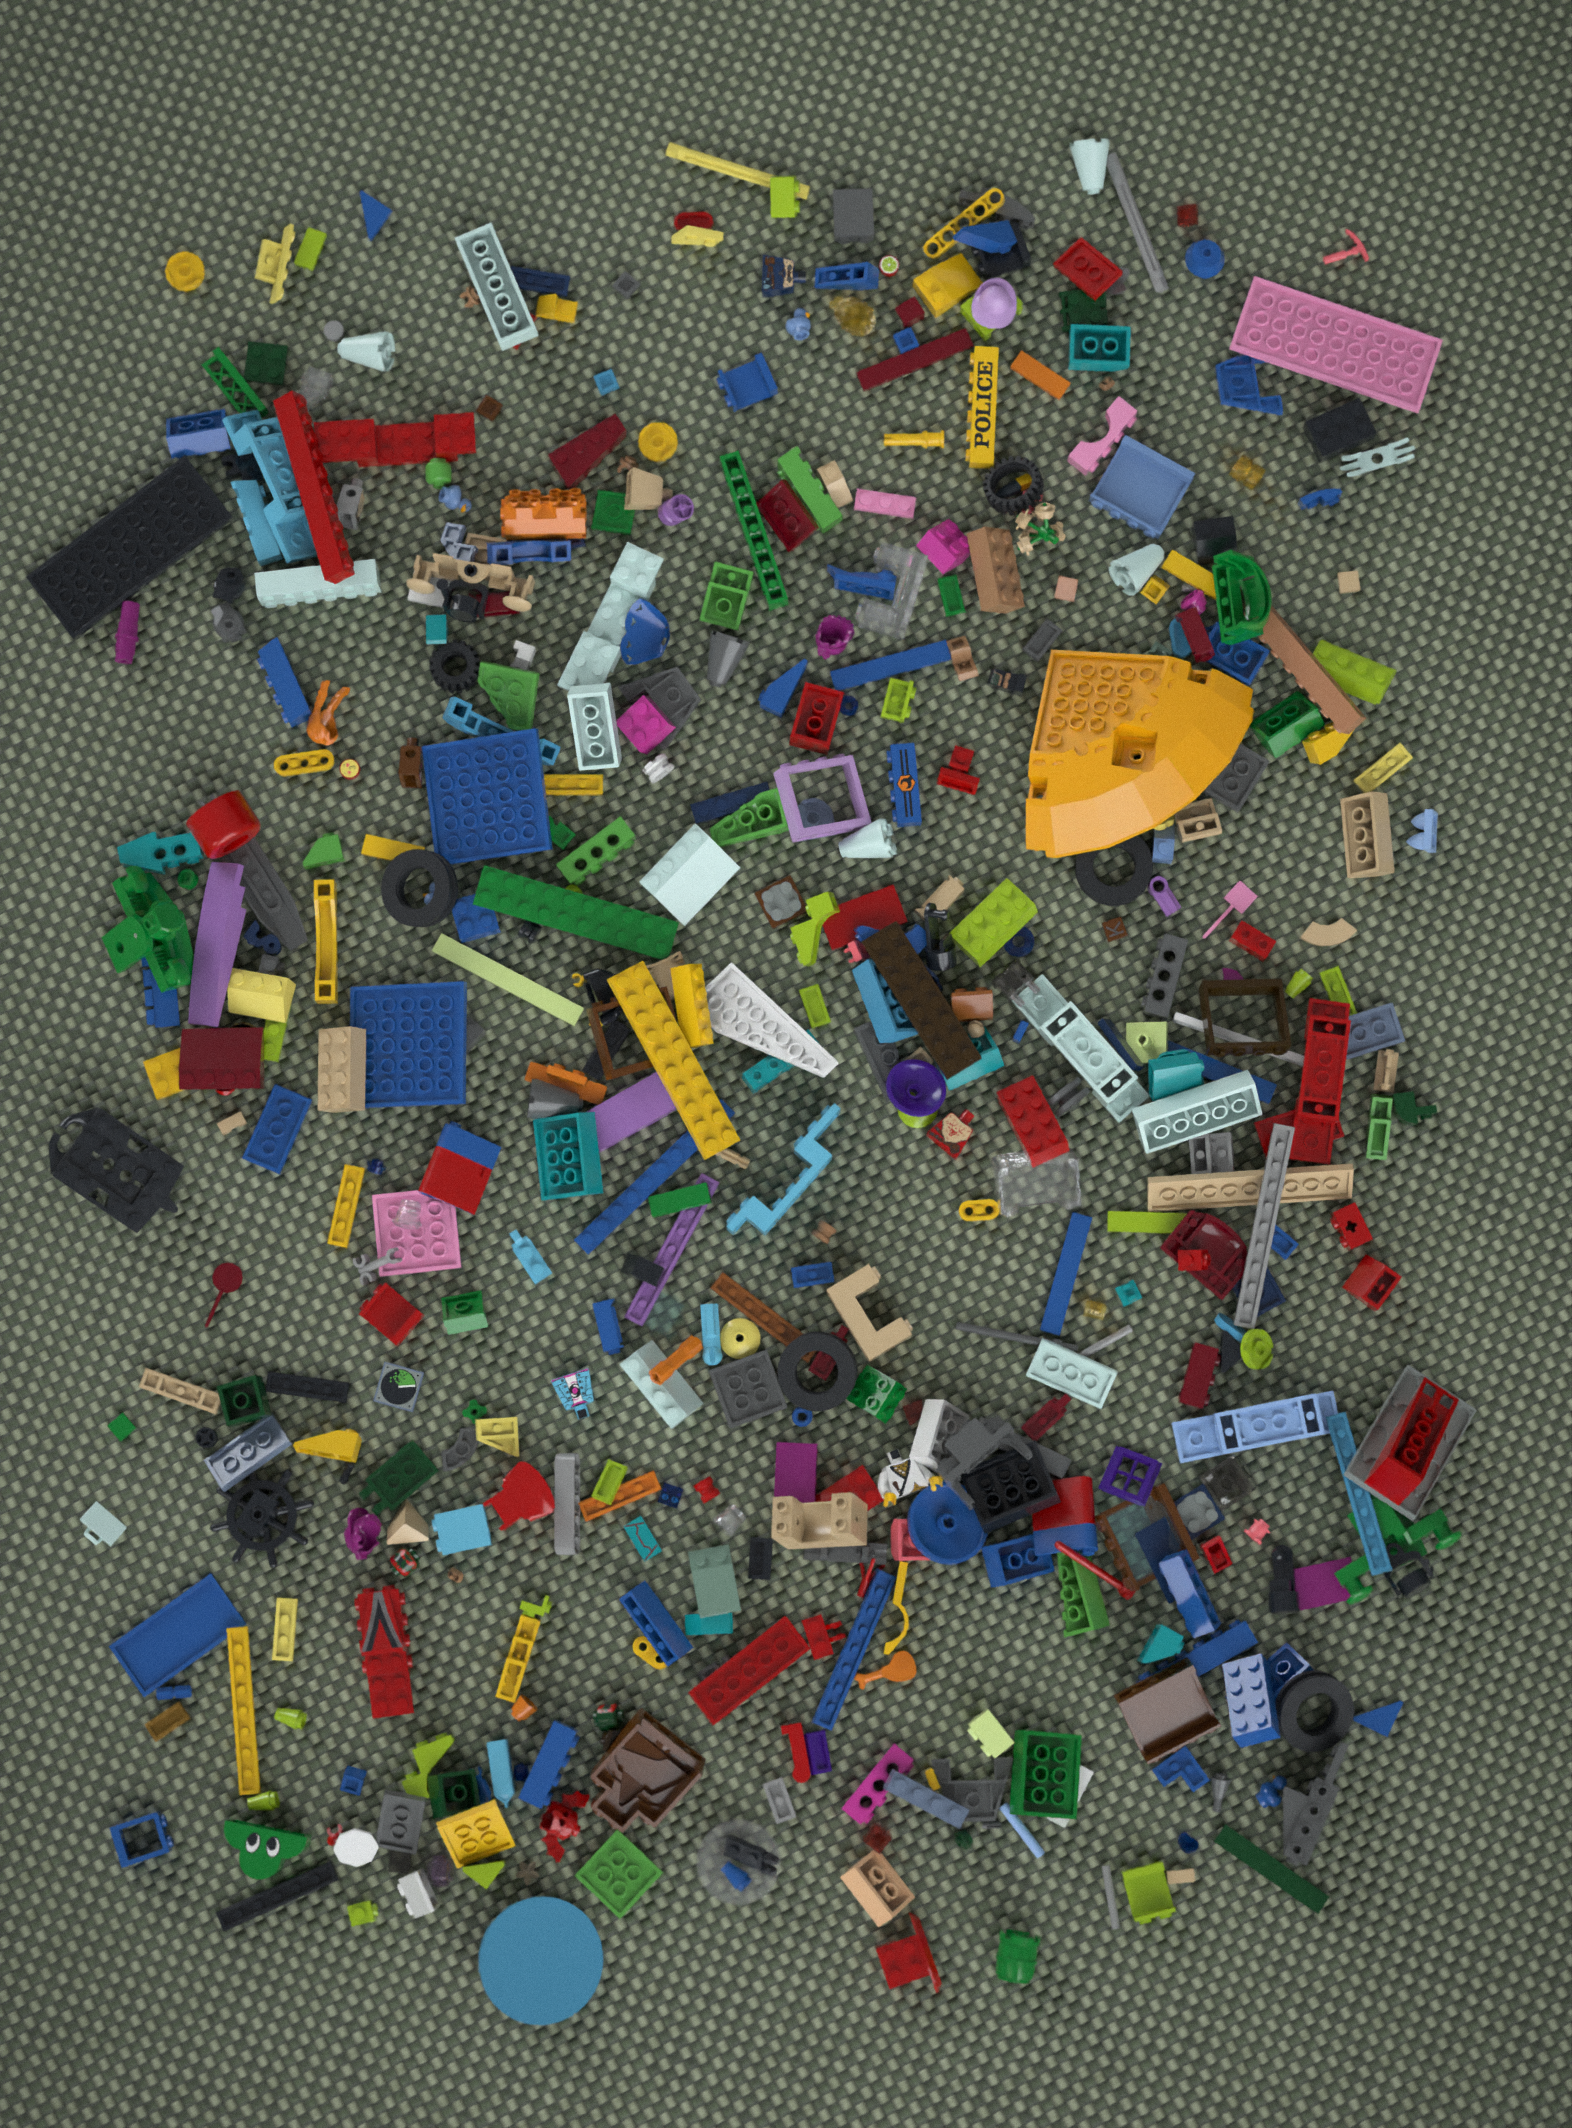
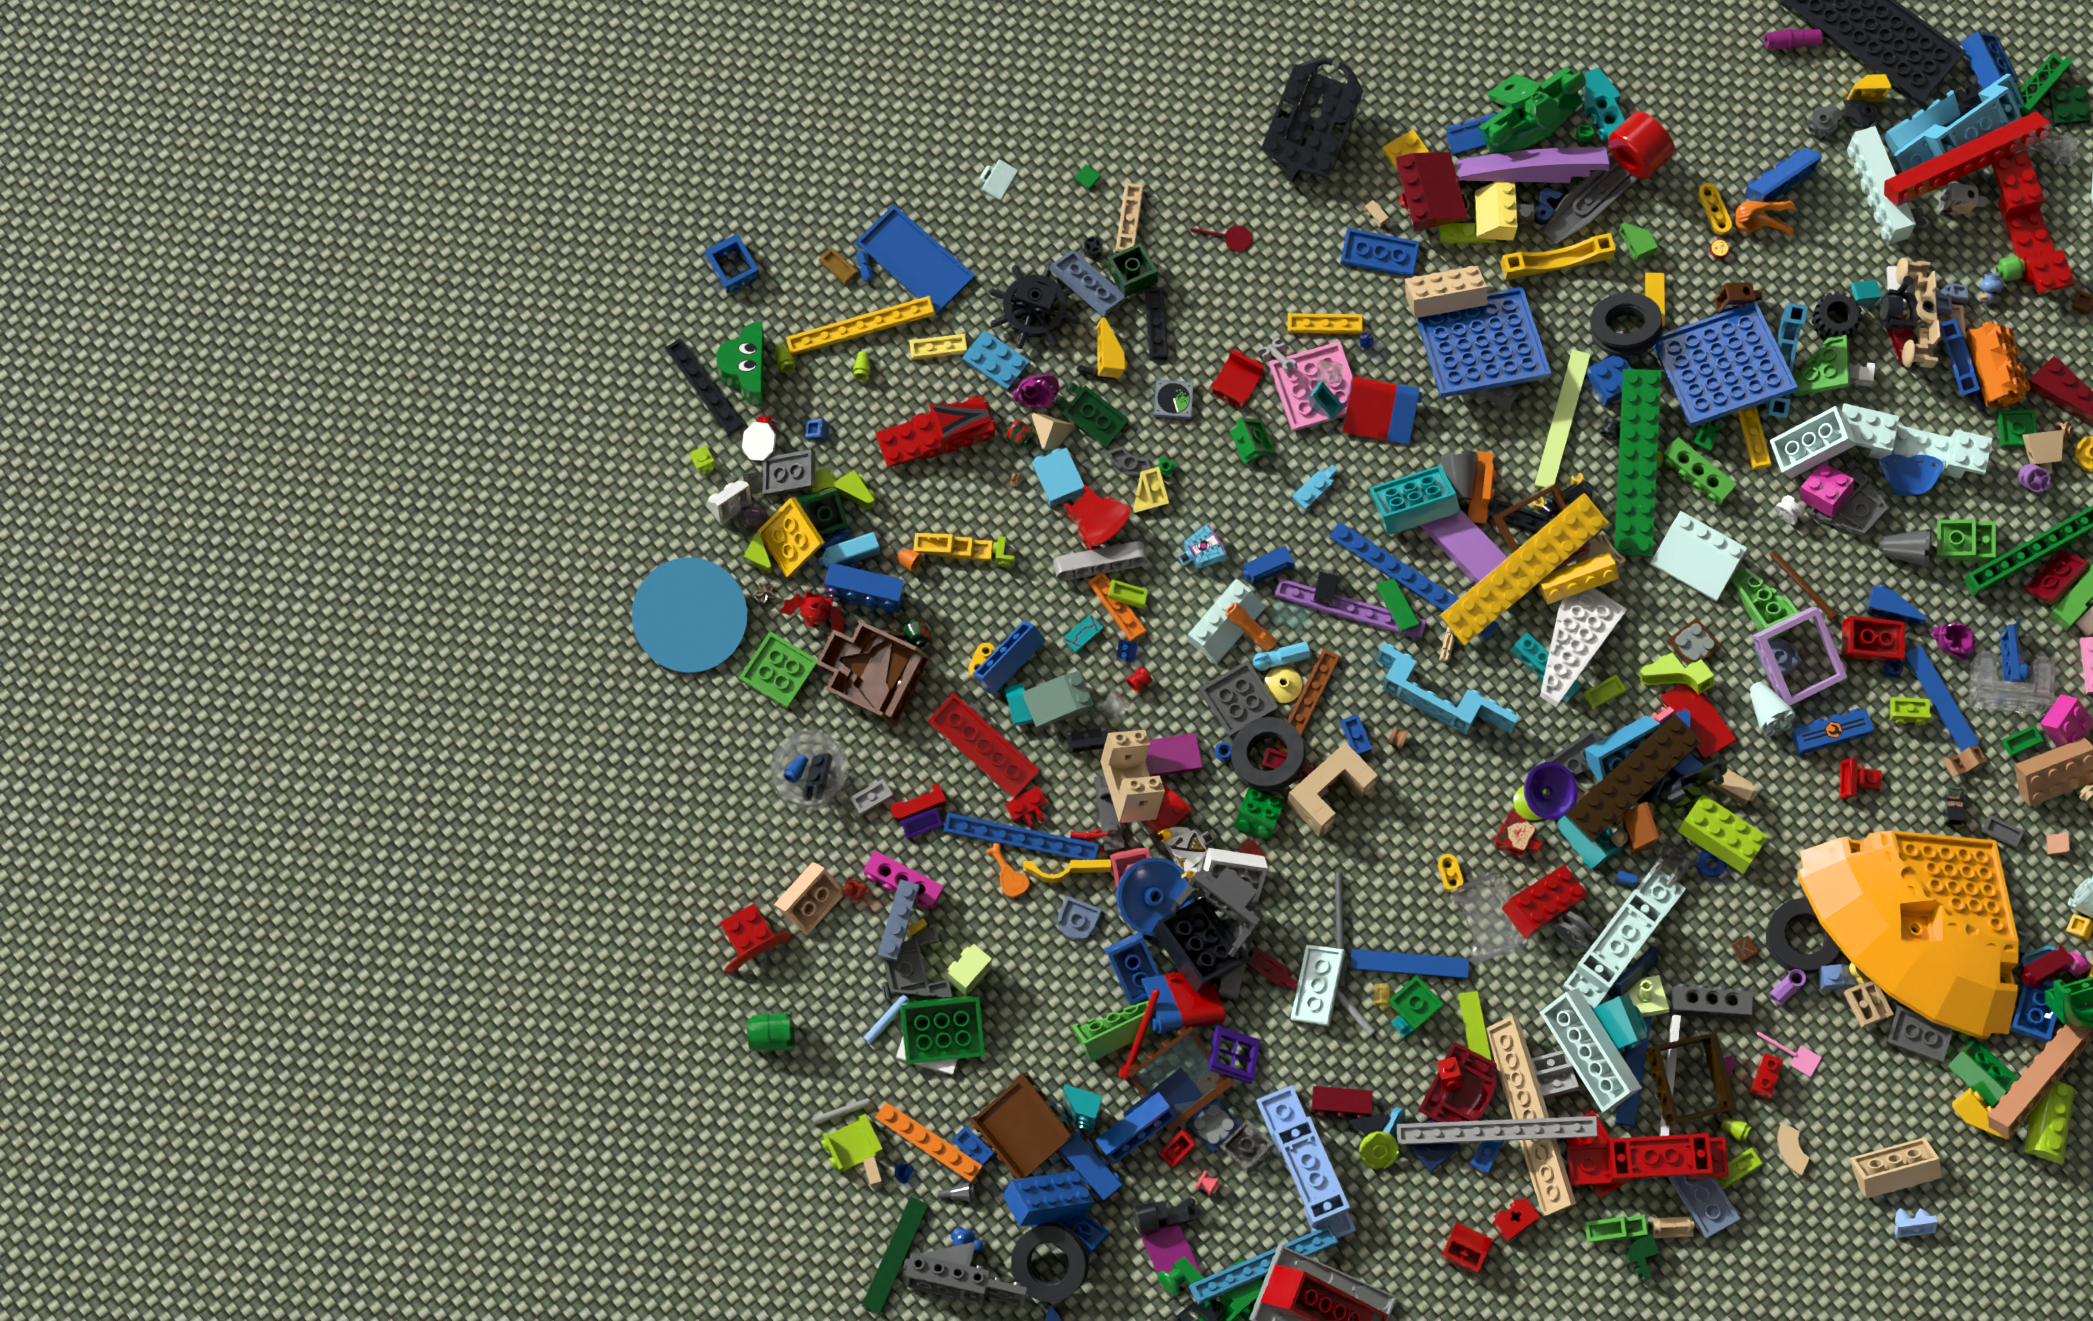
camera: 75 degrees right, 10 degrees down
(203, 565) = (1871, 88): none -> yellow slope
(314, 1570) = (995, 360): none -> dark azure plate
(360, 554) = (1918, 217): none -> dark grey wheel
(440, 1226) = (1324, 401): none -> teal slope
(725, 804) = (1770, 574): dark blue plate -> none
(778, 753) = (1804, 586): none -> reddish brown bar
(952, 1607) = (1077, 919): none -> sand blue tile
(963, 1839) = (867, 966): dark green plate -> none
(1113, 1278) = (1415, 1003): none -> green bracket
(1162, 1811) = (929, 1142): none -> orange plate
(1383, 768) = (1965, 1173): light yellow tile -> none

